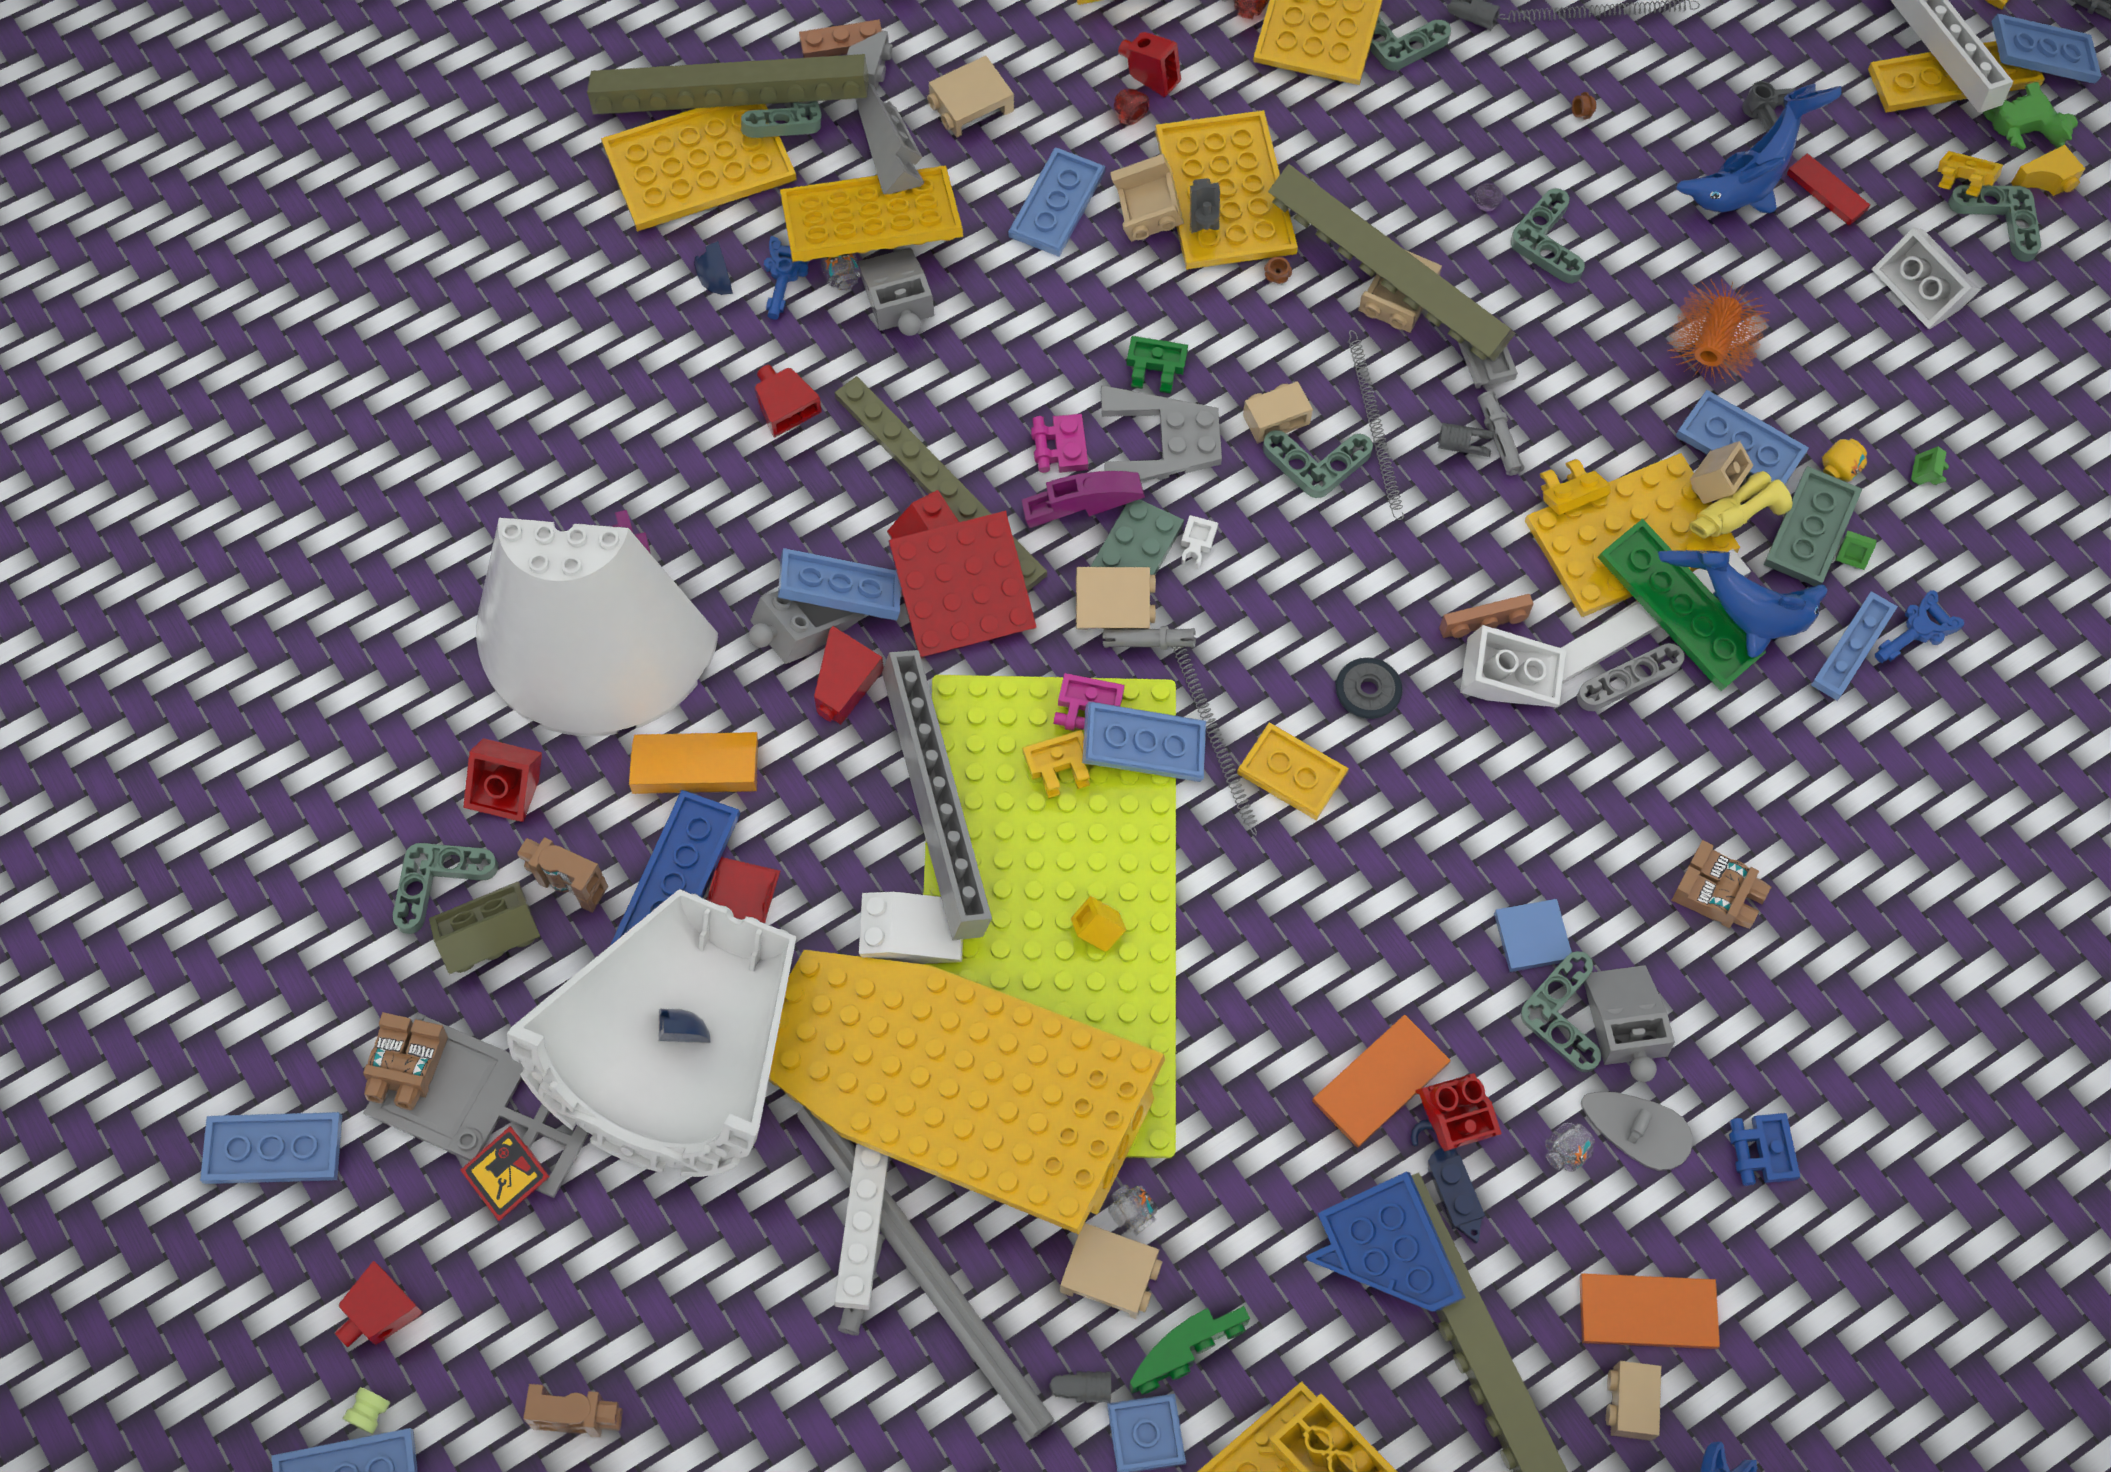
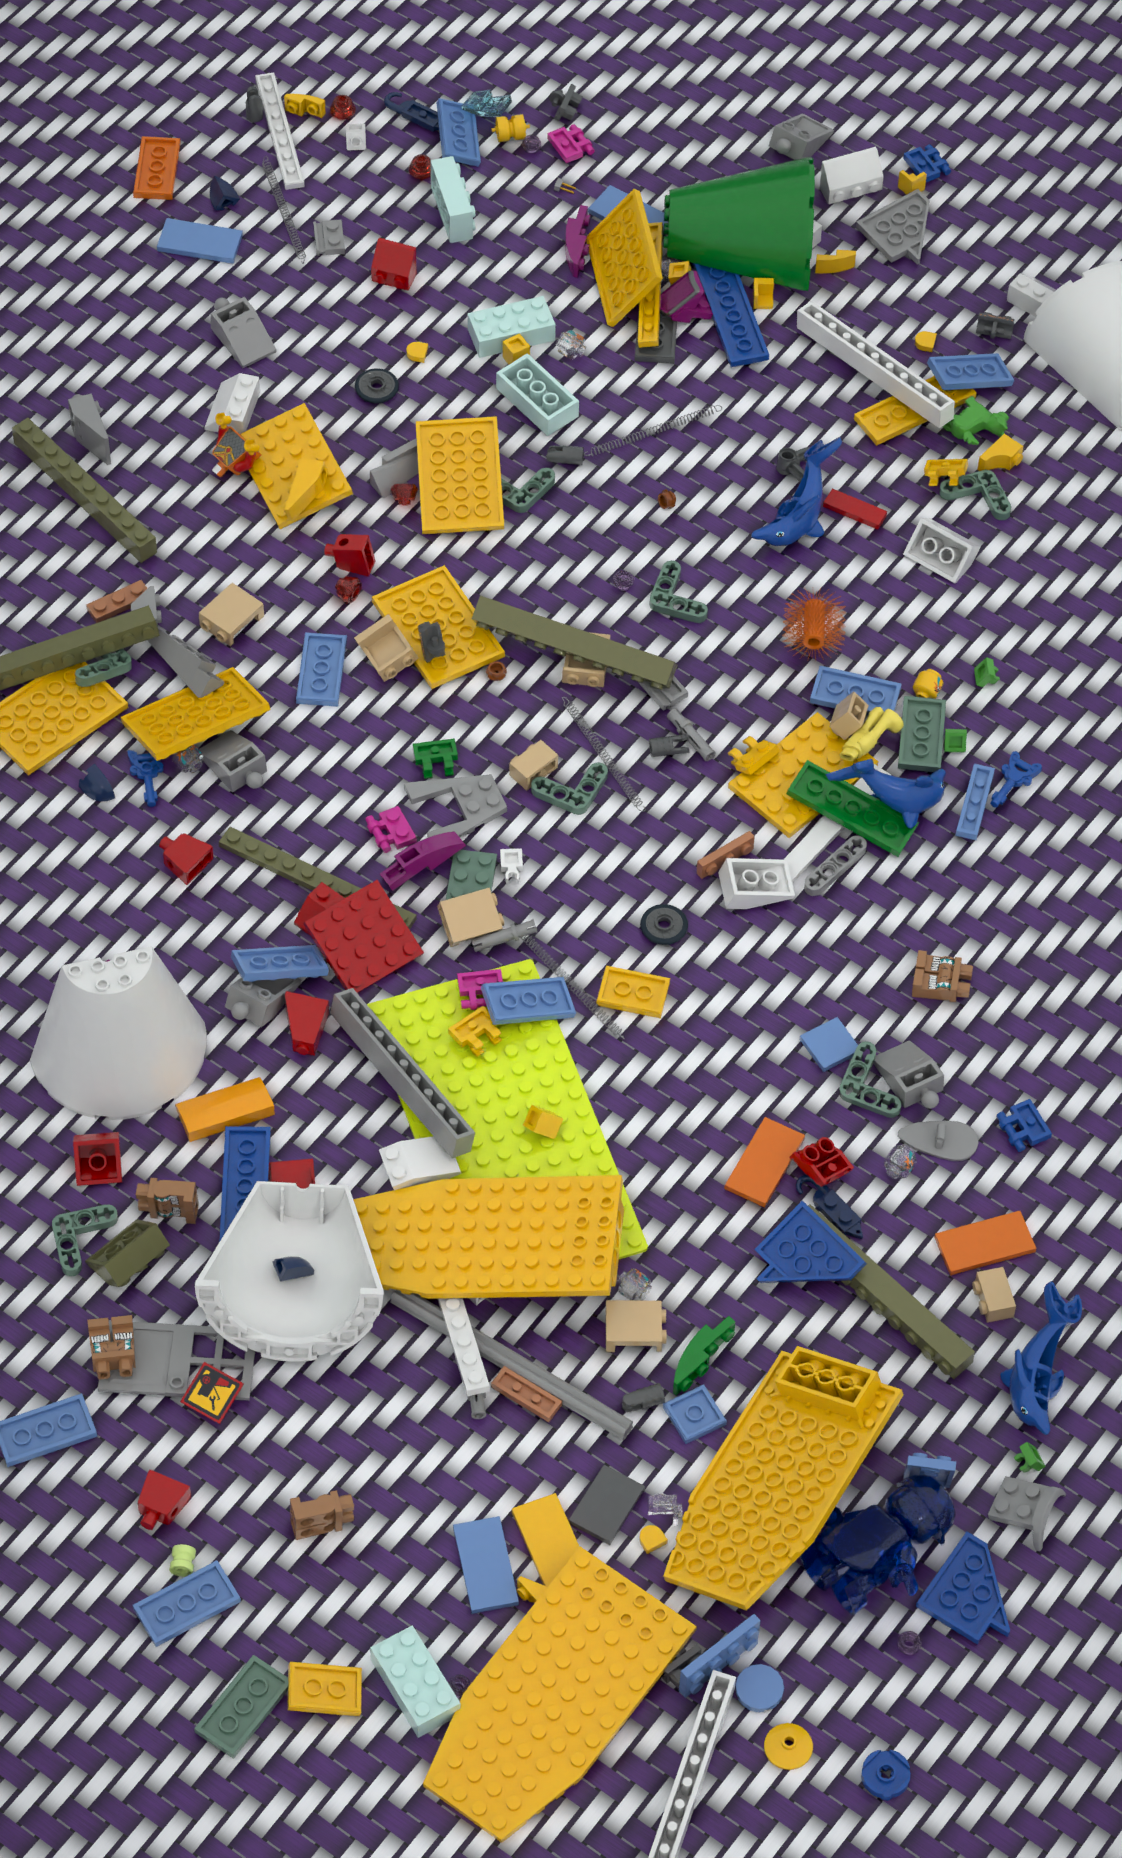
camera: 20 degrees left, 10 degrees down
(925, 1322) = (526, 1394): none -> nougat plate

